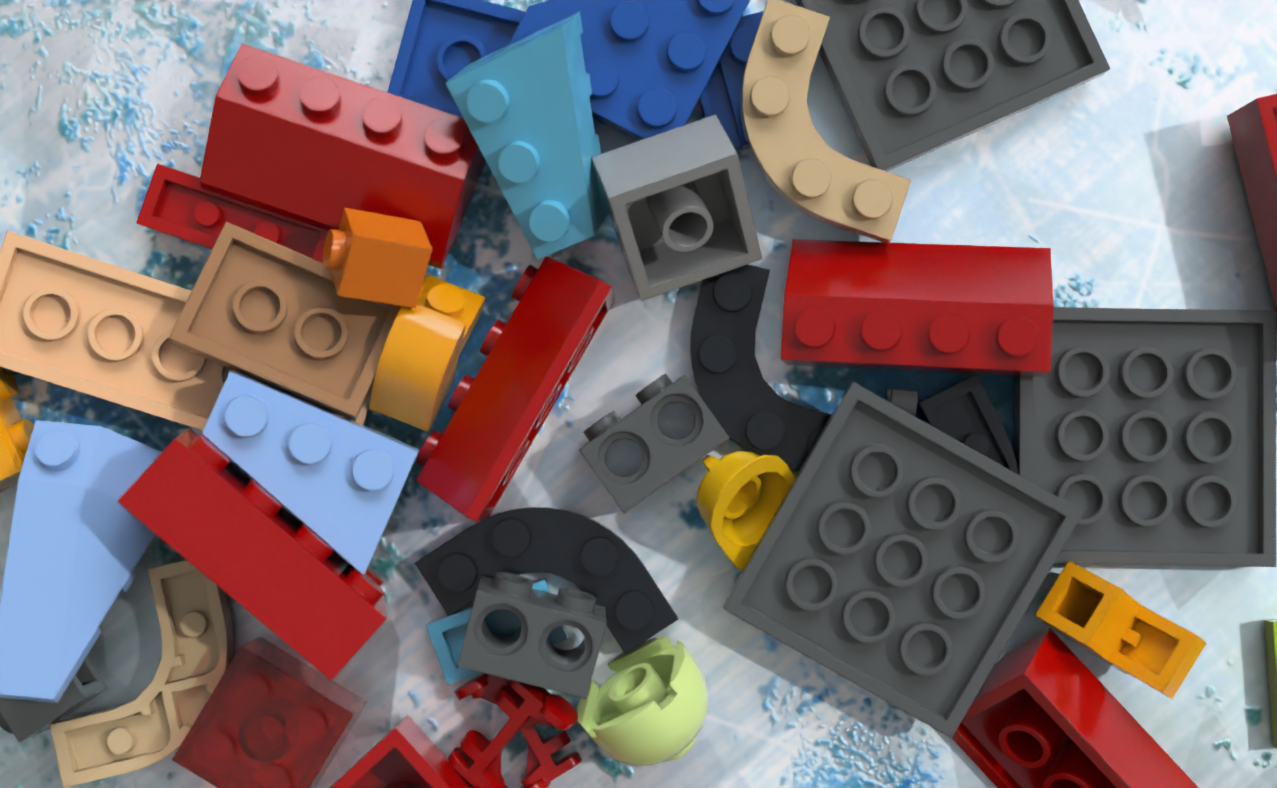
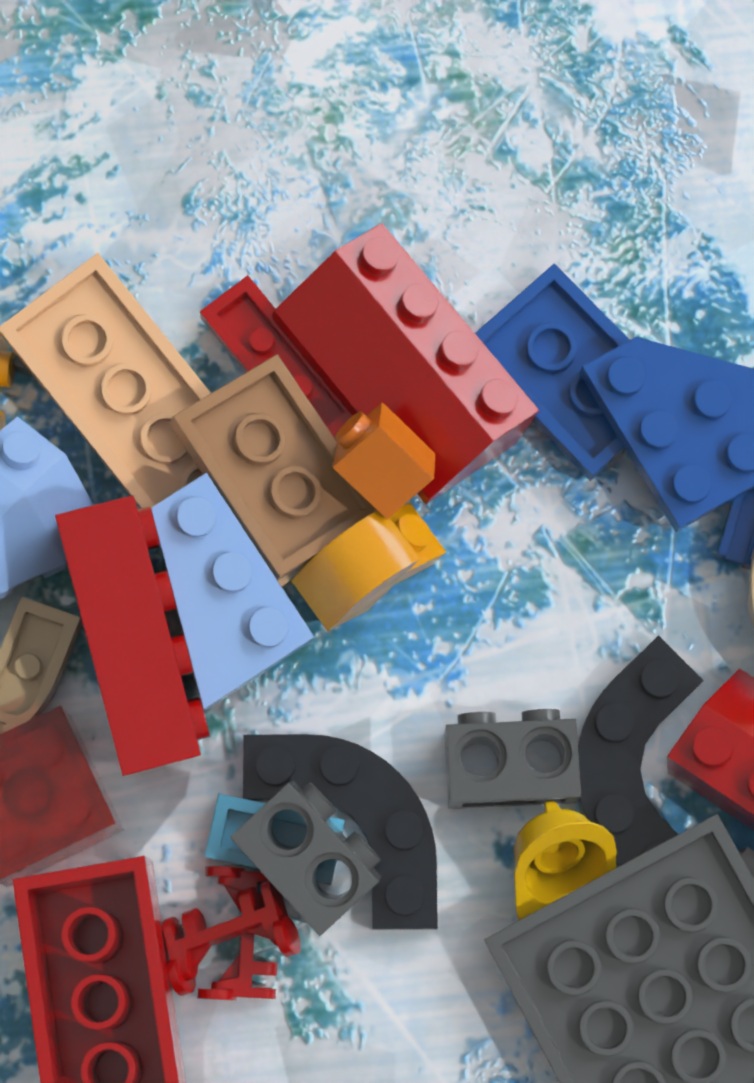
camera: 30 degrees right, 10 degrees down
(514, 388) = (426, 640): red slope -> none
(538, 133) = (578, 444): medium azure wedge -> none
(649, 706) = (366, 985): yellowish green cylinder -> none
(679, 207) = (658, 576): light grey brick -> none

